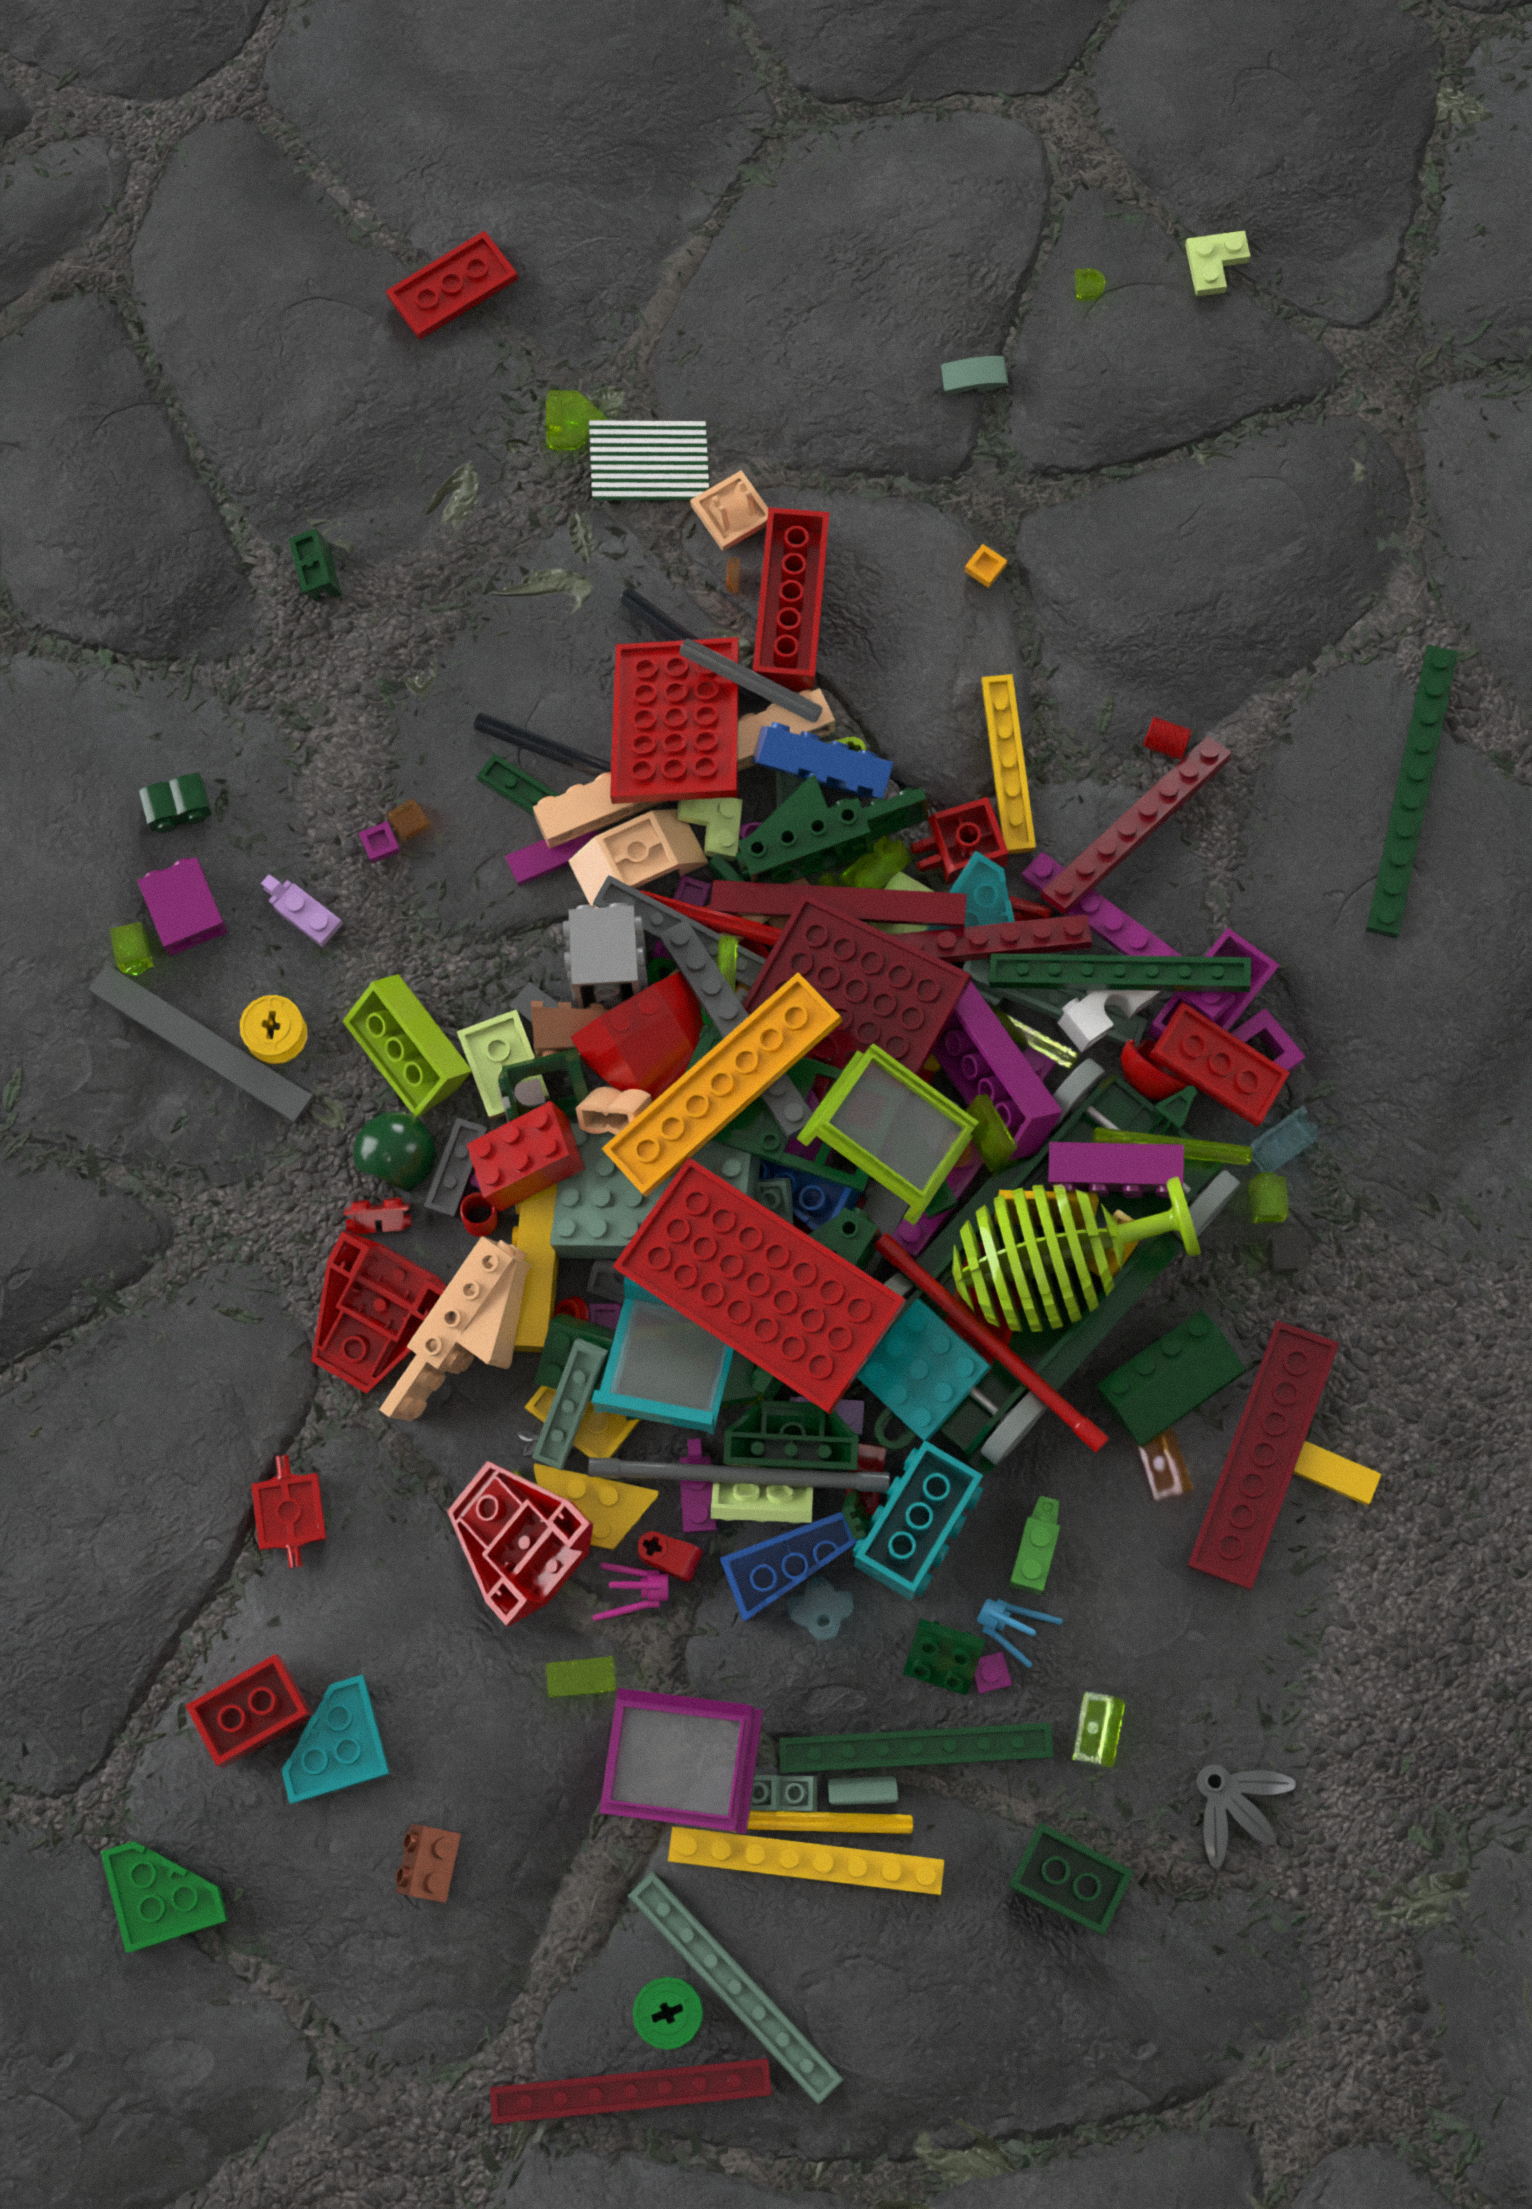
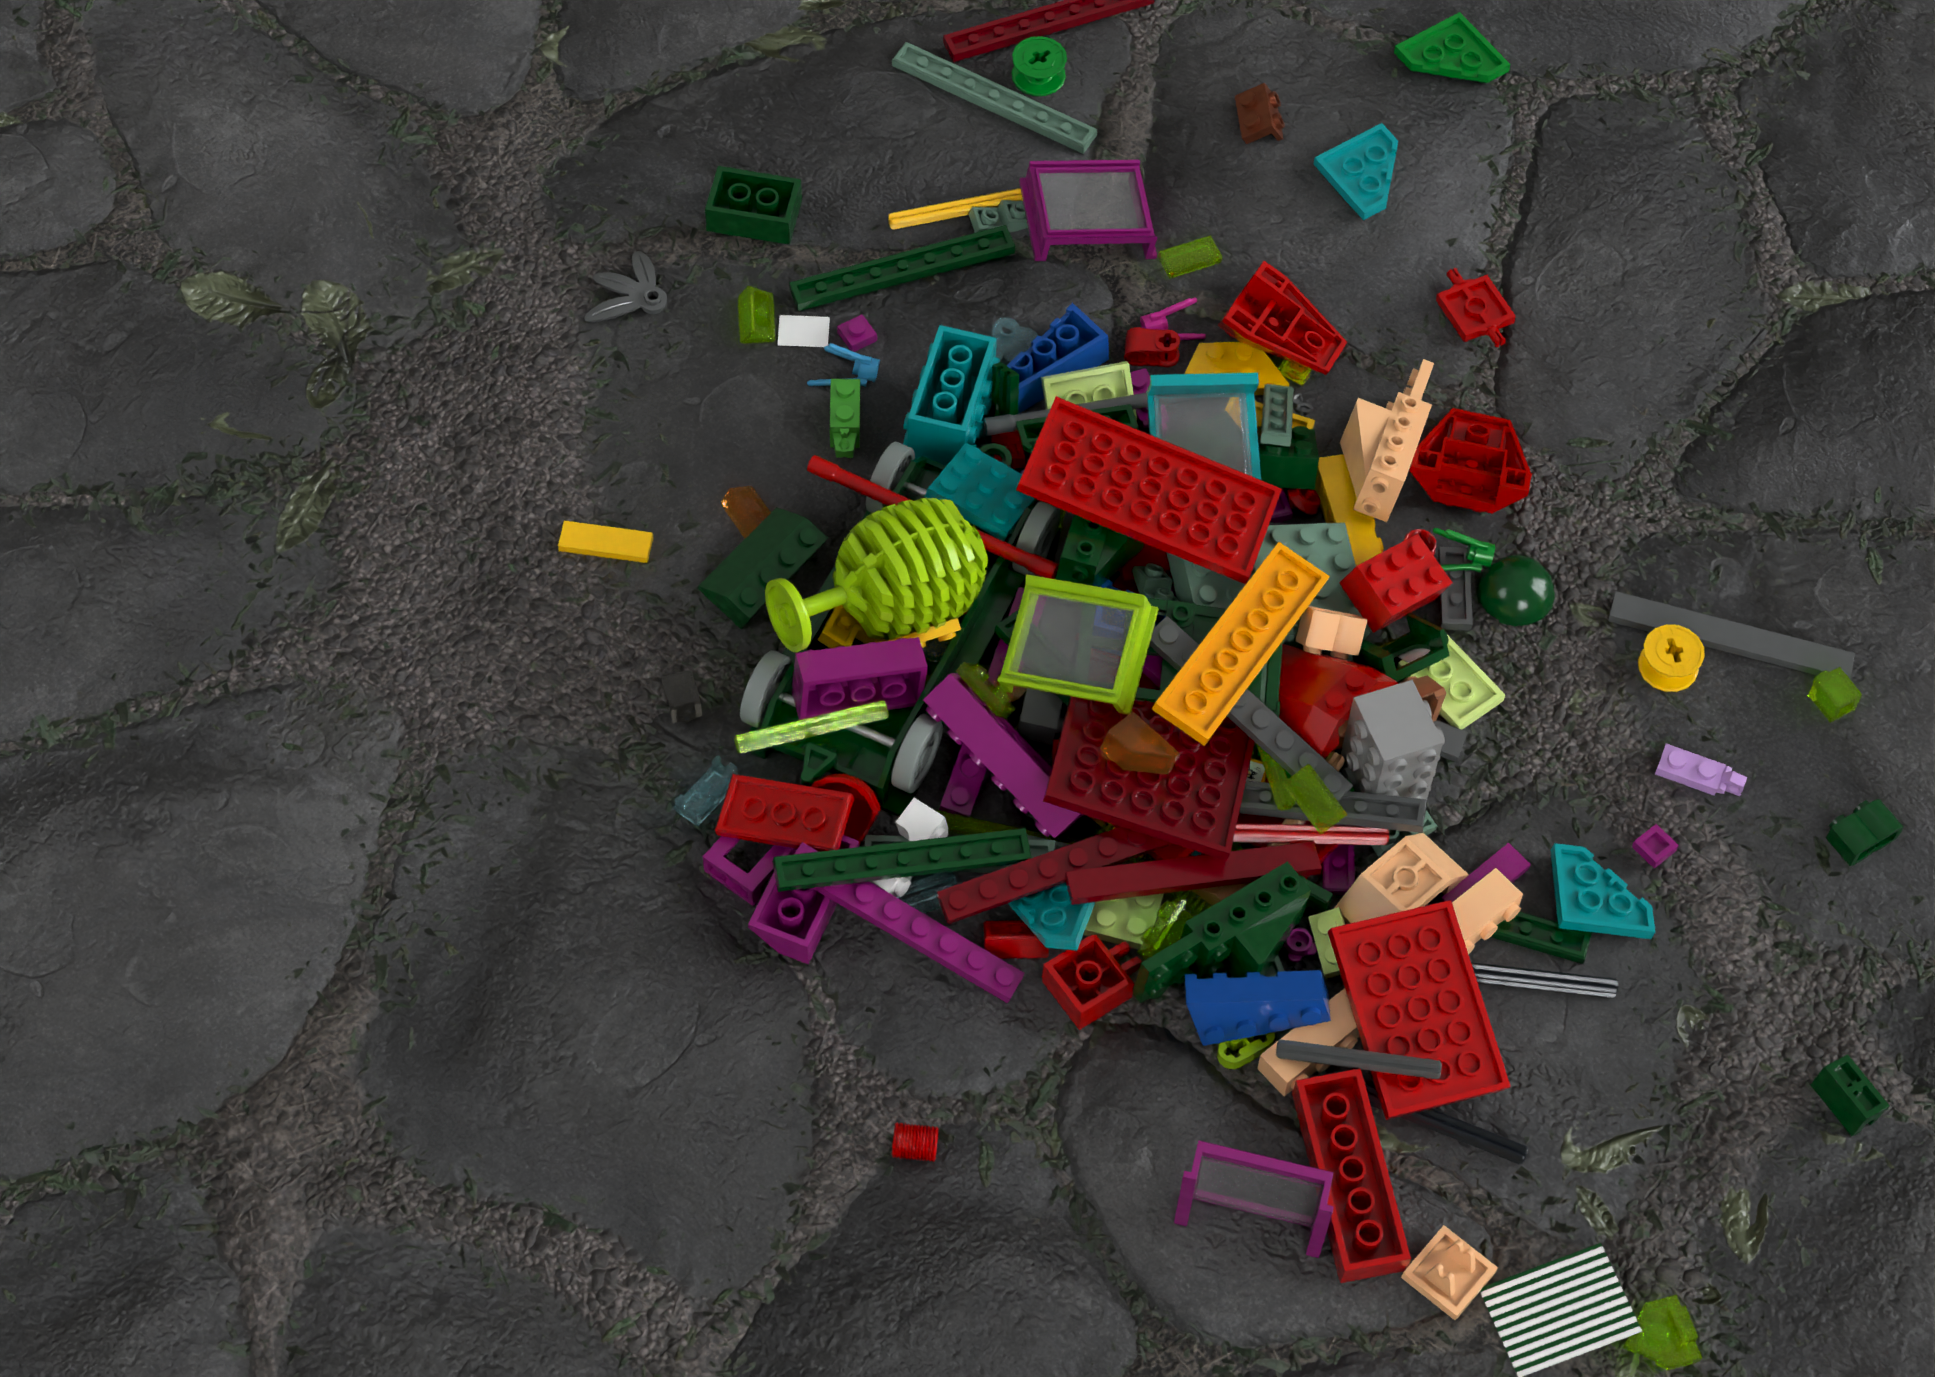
camera: 160 degrees right, 15 degrees down
(182, 906) = (1811, 739): magenta panel -> none
(249, 1711) = (1441, 167): red brick -> none
(365, 1215) = (1511, 536): red hinge -> none
(406, 1044) = (1543, 676): lime slope -> none
(408, 820) = (1639, 878): clear orange tile -> none
(422, 1186) = (1478, 551): none -> green plant
(459, 805) = (1596, 897): none -> teal plate
(701, 928) = (1314, 799): none -> clear neon green tile
(733, 575) = (1420, 1200): clear orange tile -> none
(806, 1860) = (941, 184): yellow plate -> none
(862, 1790) = (935, 228): sand green slope -> none
(864, 1007) = (1138, 747): none -> clear orange slope
(888, 591) = (1258, 1187): none -> piece
(943, 1656) = (887, 319): dark green plate -> none
(985, 566) = (1159, 1282): light orange plate -> none
(1008, 763) = (1071, 1079): yellow plate -> none
(1049, 1697) = (803, 331): none -> white sticker
(1136, 825) = (921, 1041): dark red plate -> none
(1263, 1455) = (665, 536): dark red plate -> none
(1268, 1198) = (708, 735): clear neon green brick -> none
(1411, 792) = (647, 1167): dark green plate -> none

